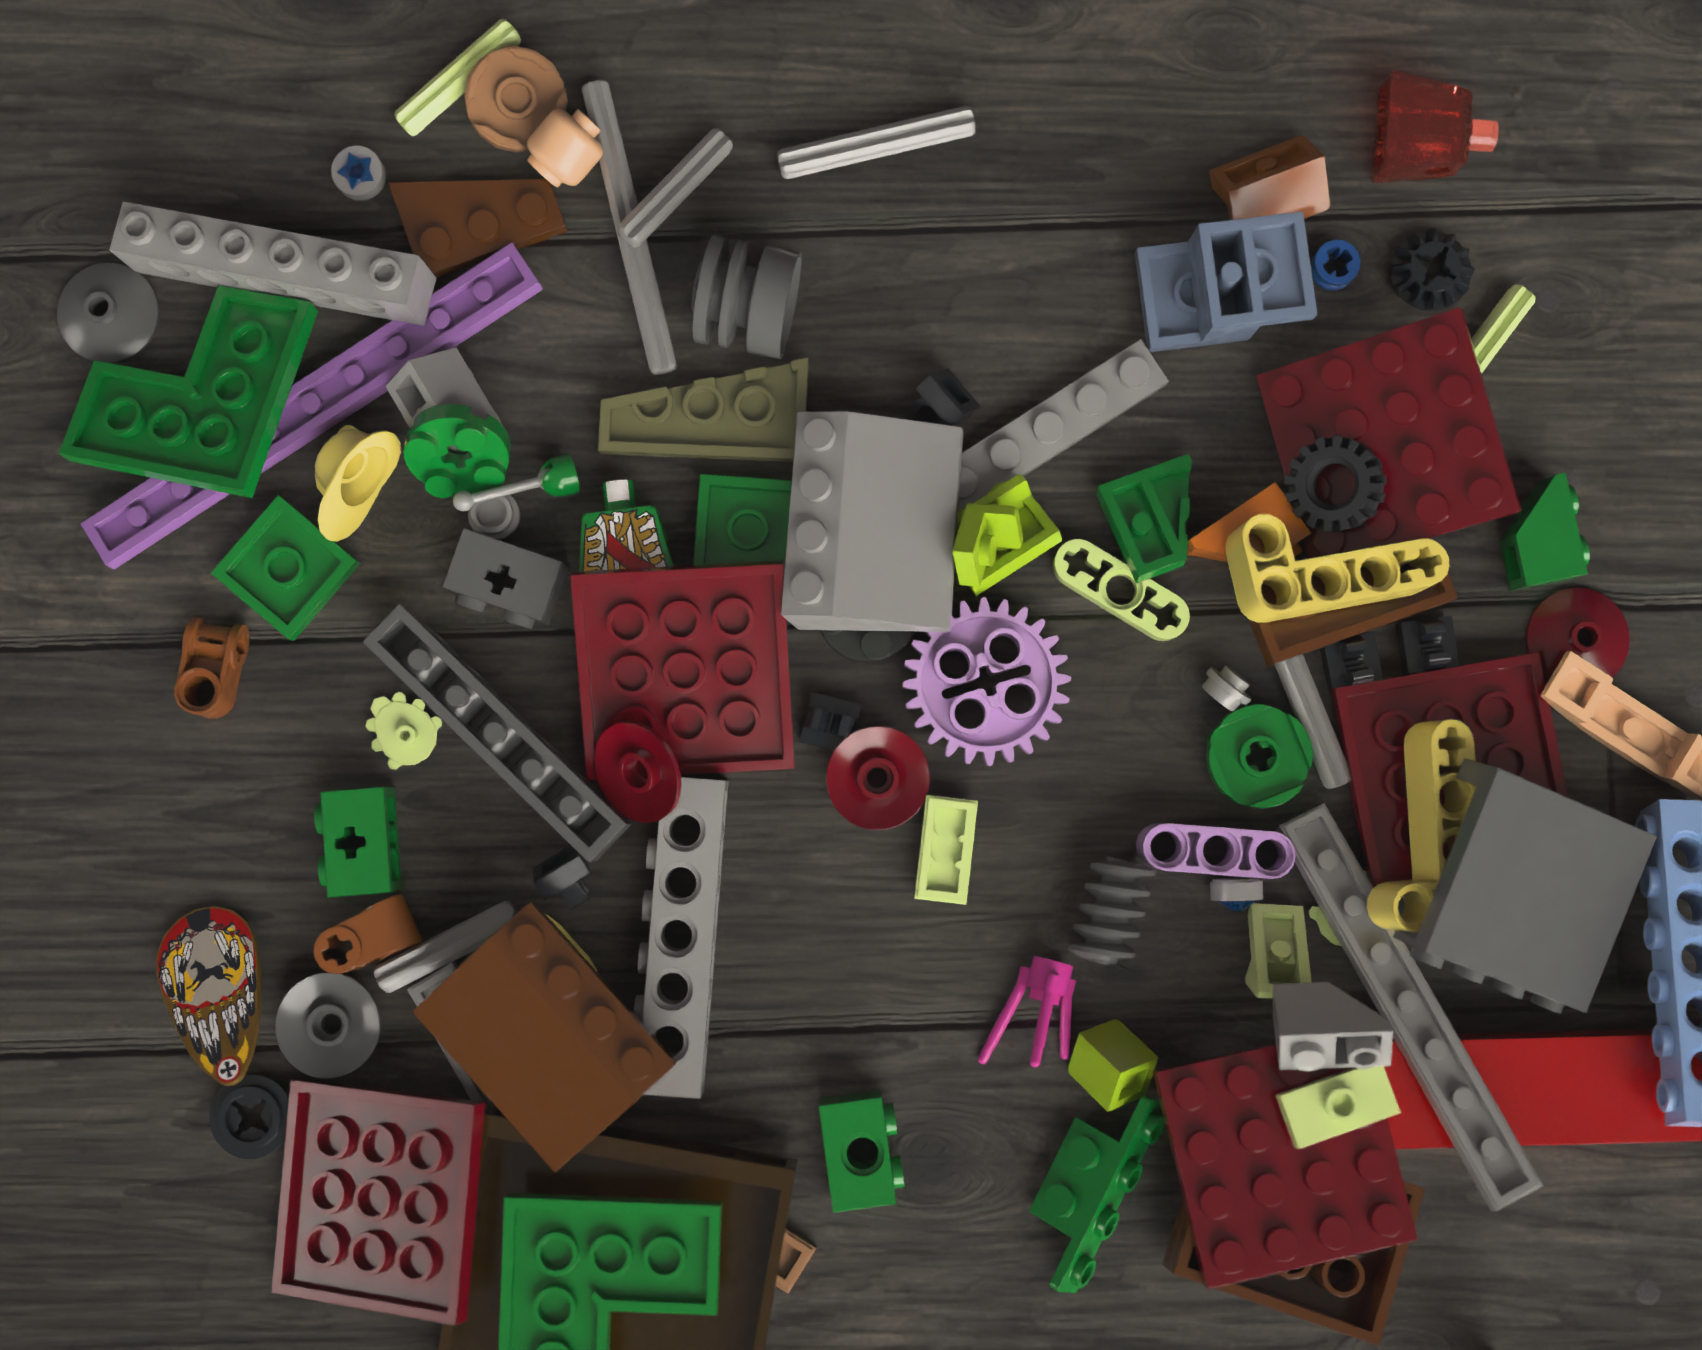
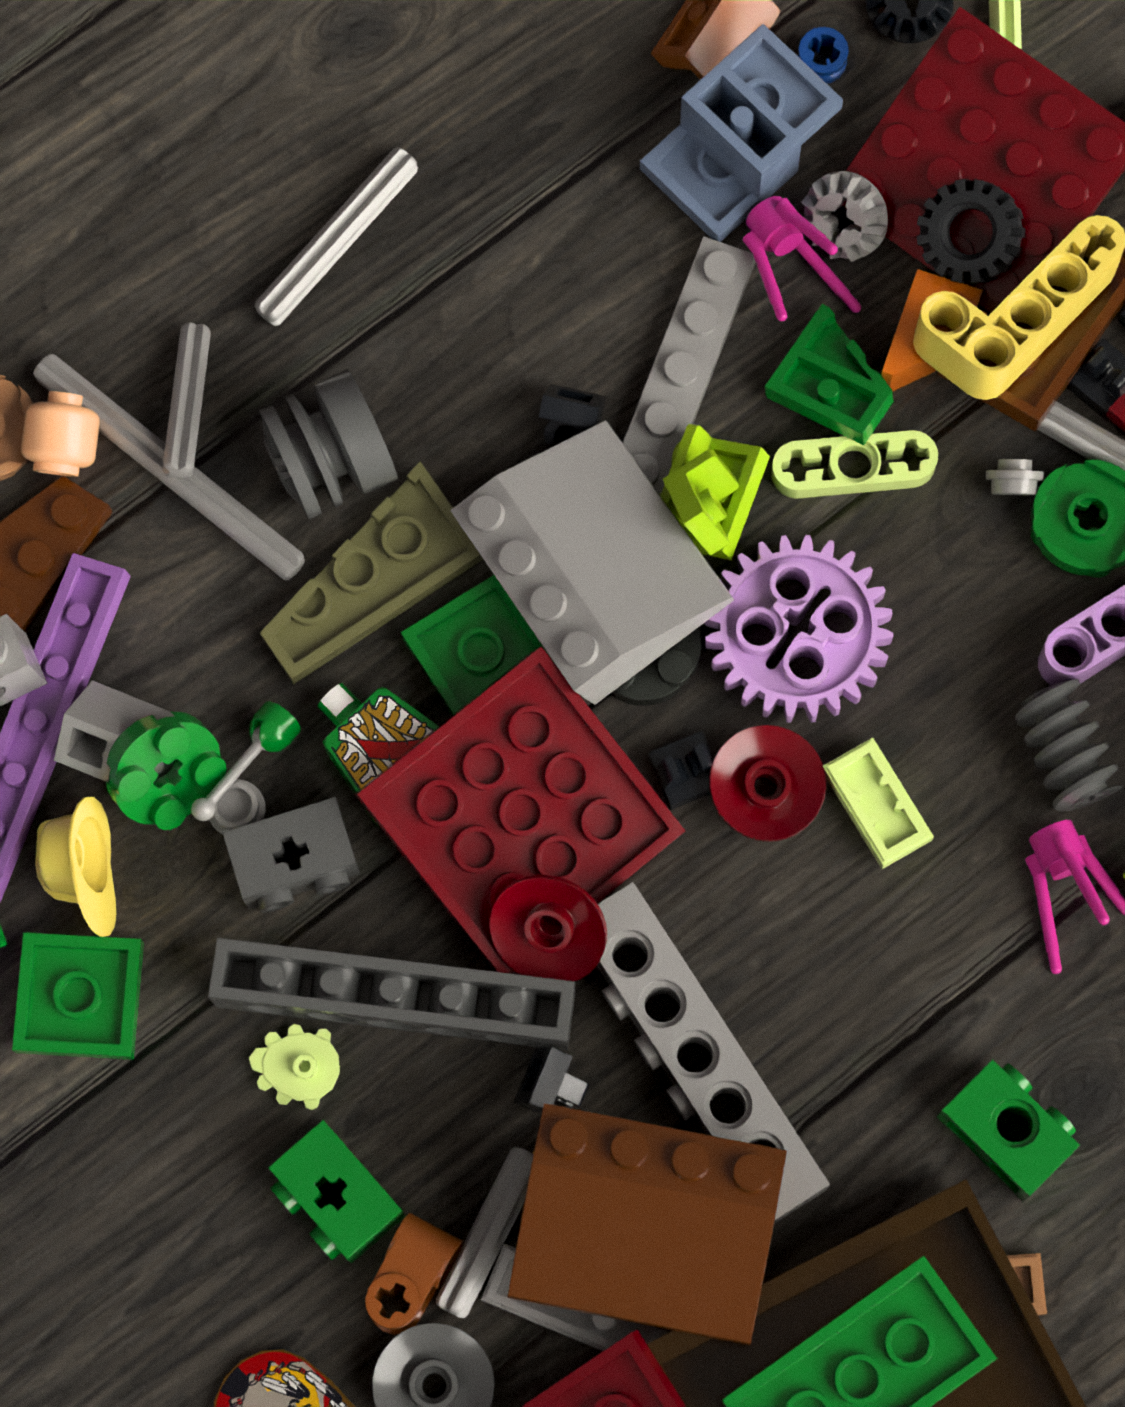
camera: 35 degrees left, 10 degrees down
(213, 663) = (68, 1128): dark orange piece -> none
(1200, 377) = (778, 229): none -> dark pink plant
(1272, 407) = (863, 206): none -> light grey gear

